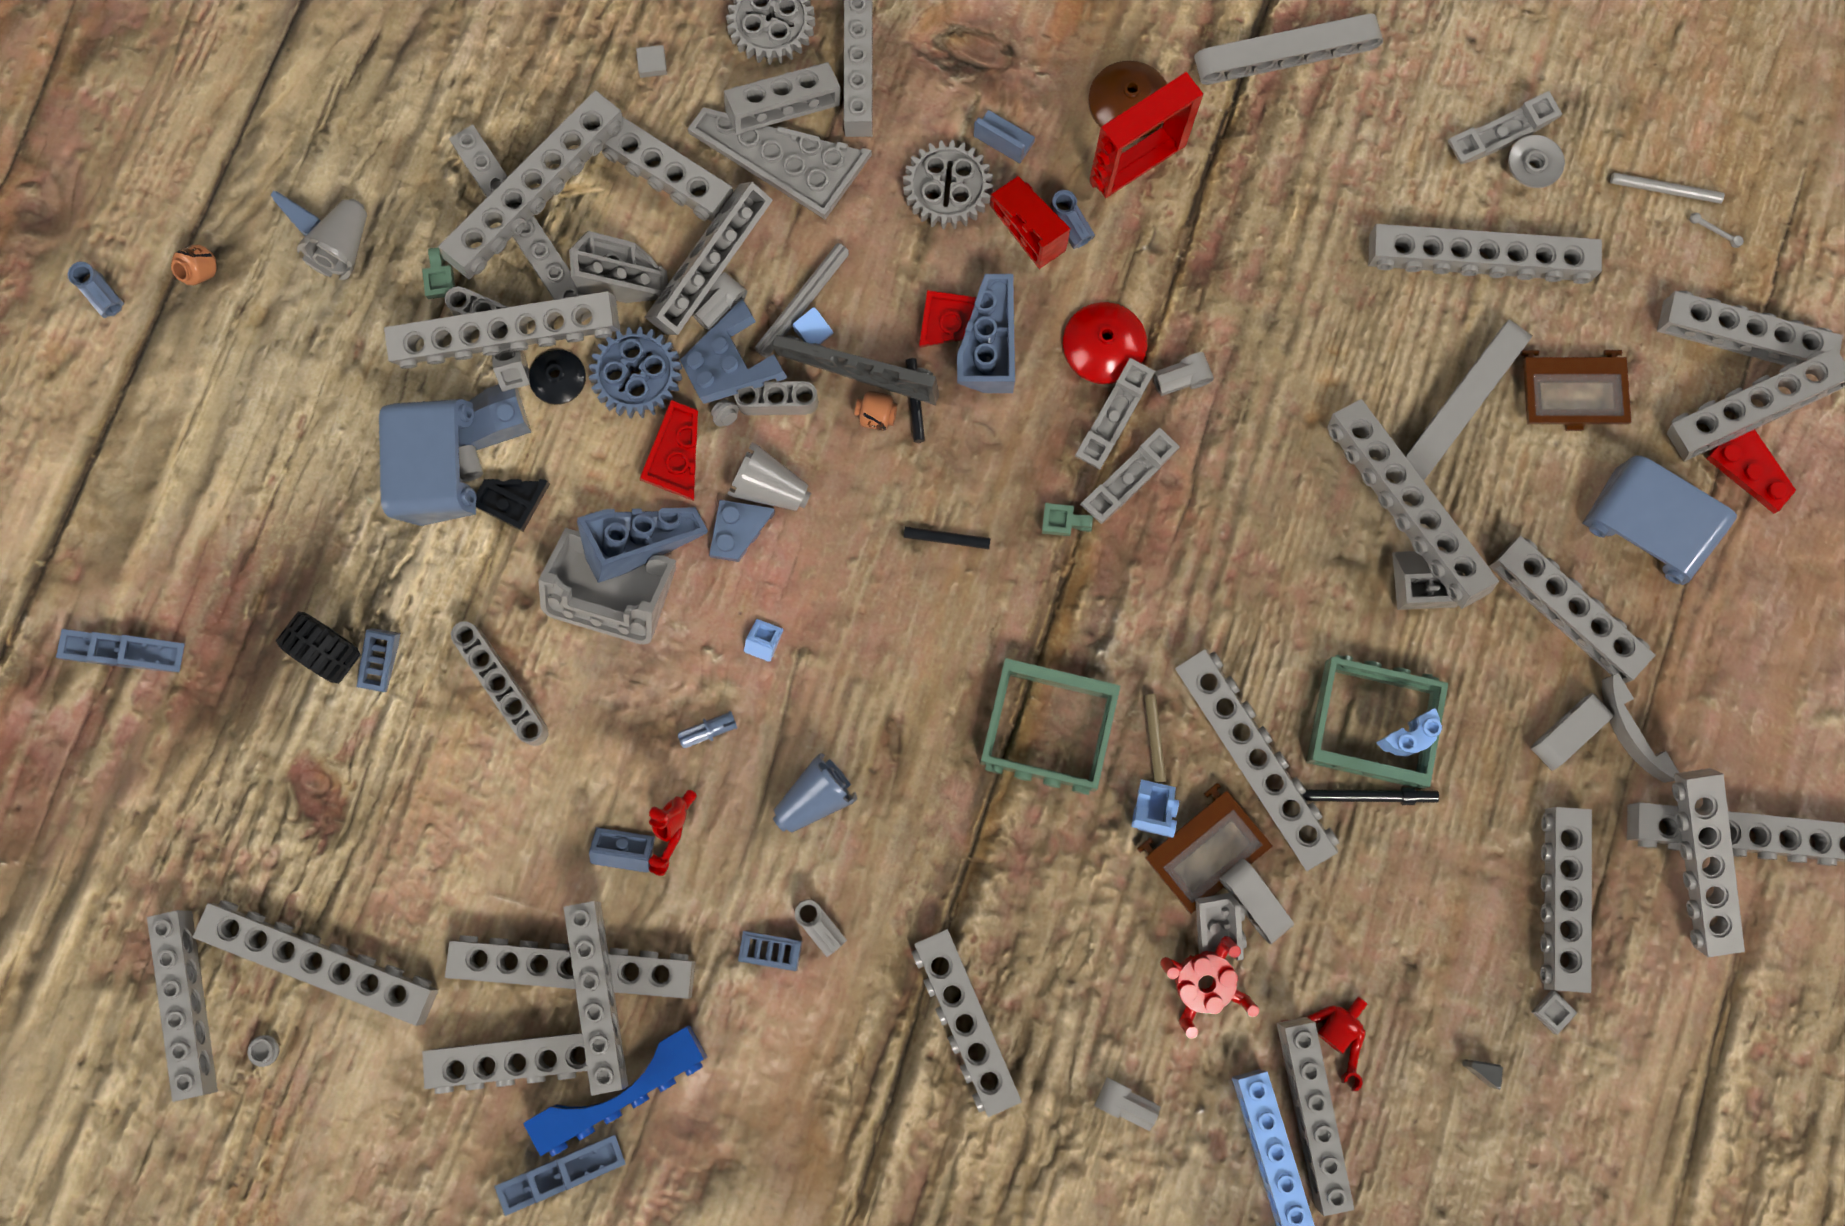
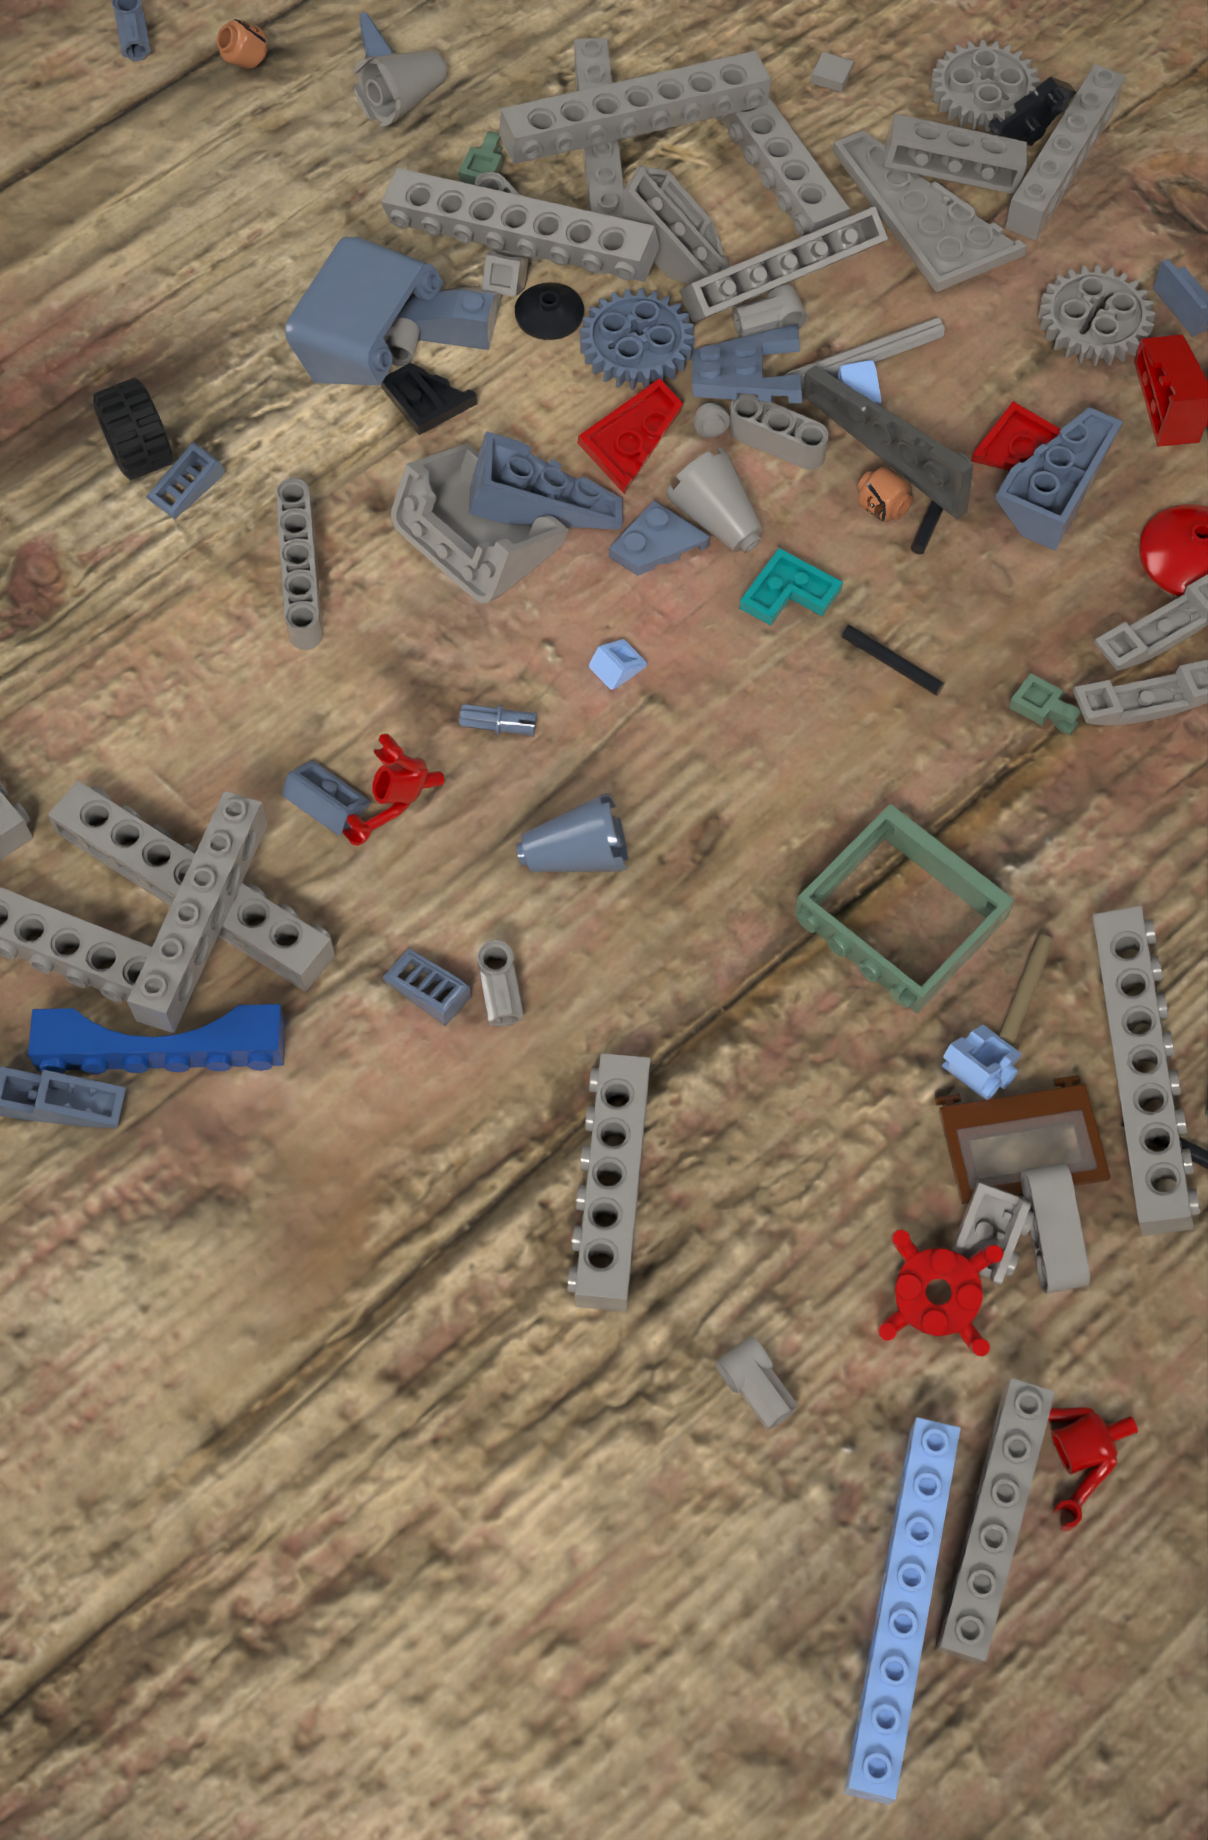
camera: 30 degrees right, 15 degrees down
(823, 34) = (1035, 112): none -> black wing
(843, 515) = (786, 580): none -> teal plate

